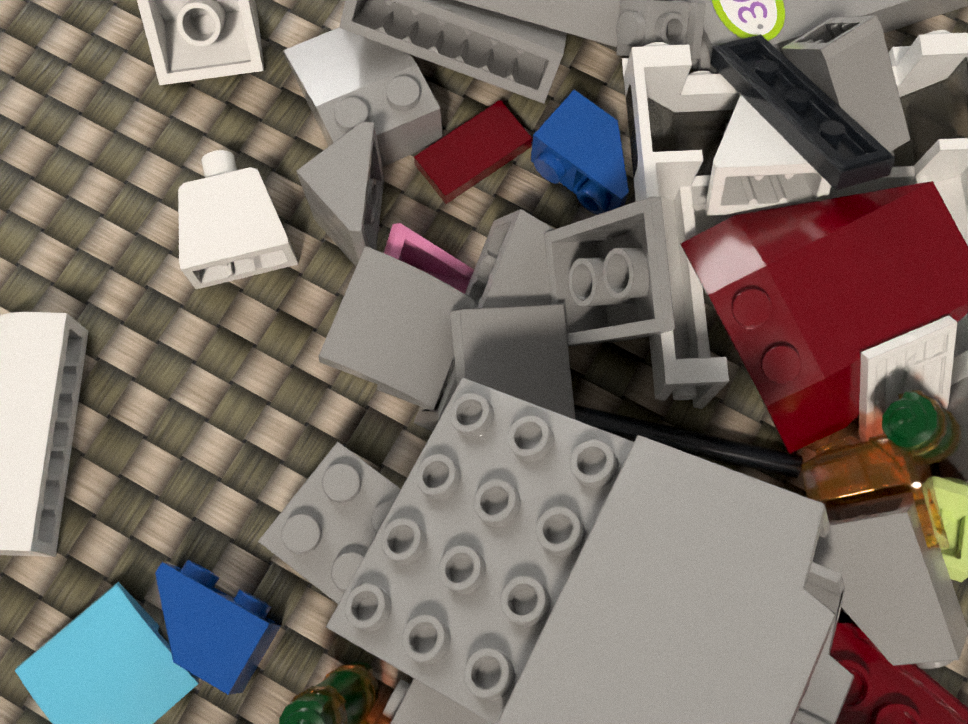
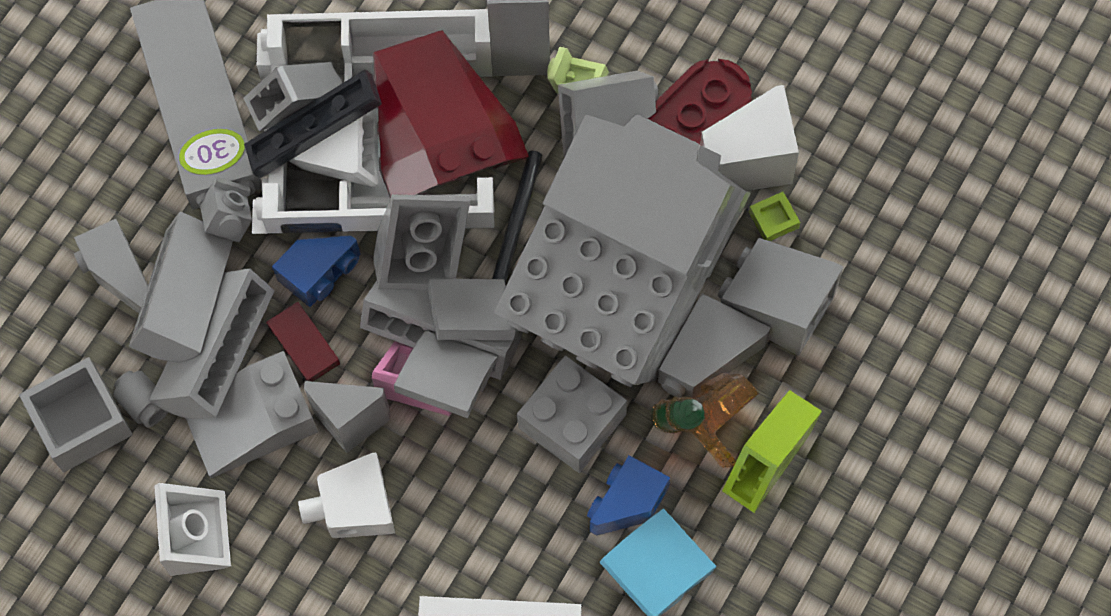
camera: 85 degrees left, 5 degrees down
(890, 463) = (540, 99): clear orange piece -> none
(906, 363) = (495, 84): white window -> none

